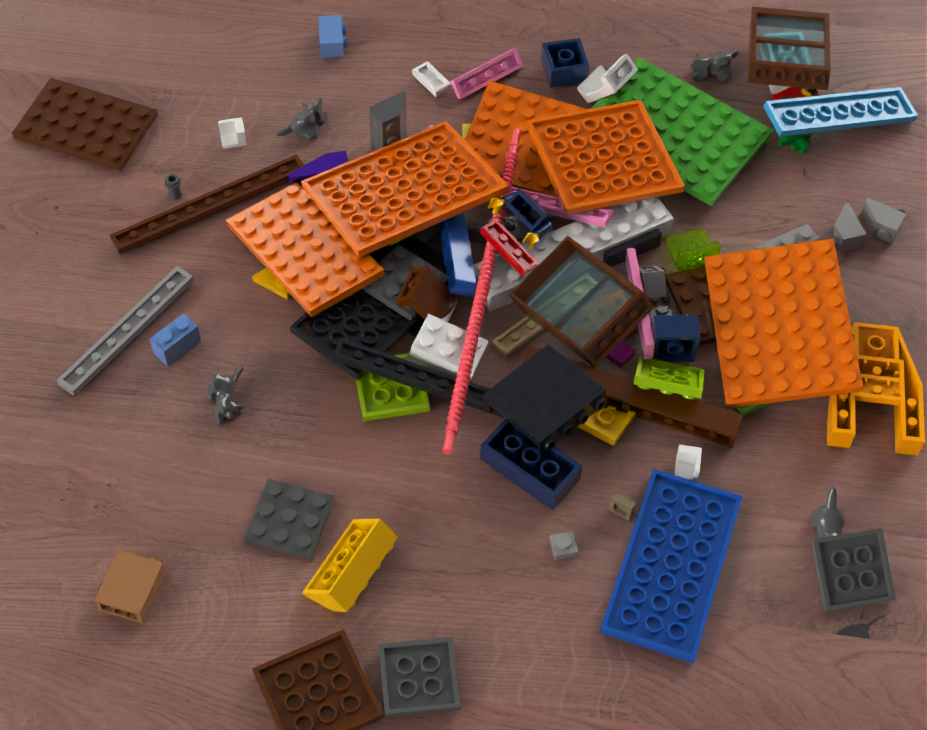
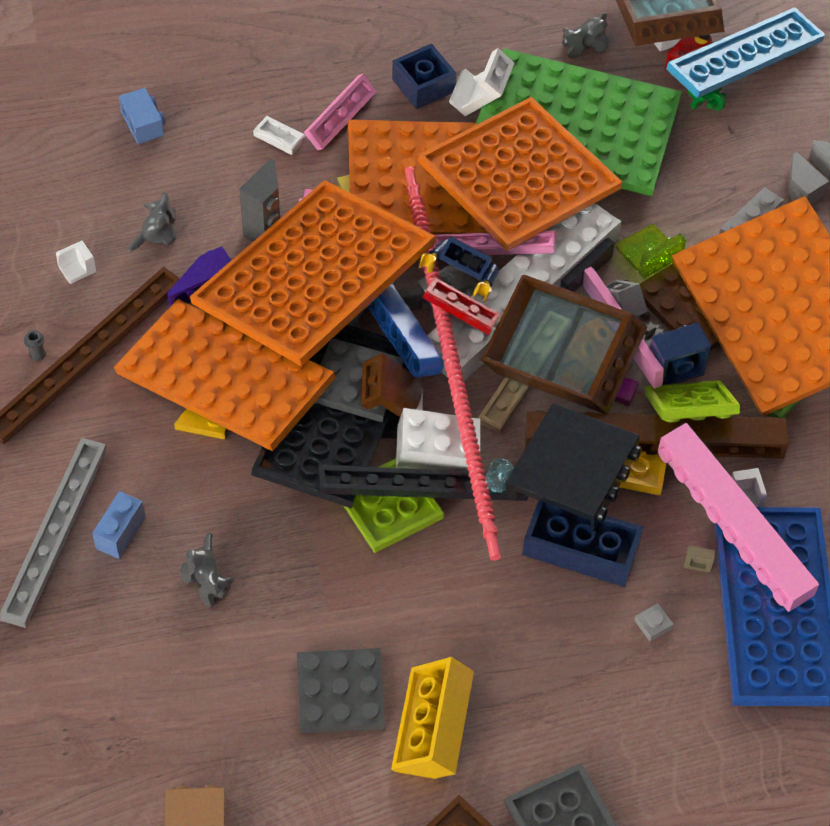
camera: 20 degrees left, 0 degrees up
(485, 383) = (498, 468): none -> clear light blue wheel
(665, 483) = (737, 517): none -> bright pink brick

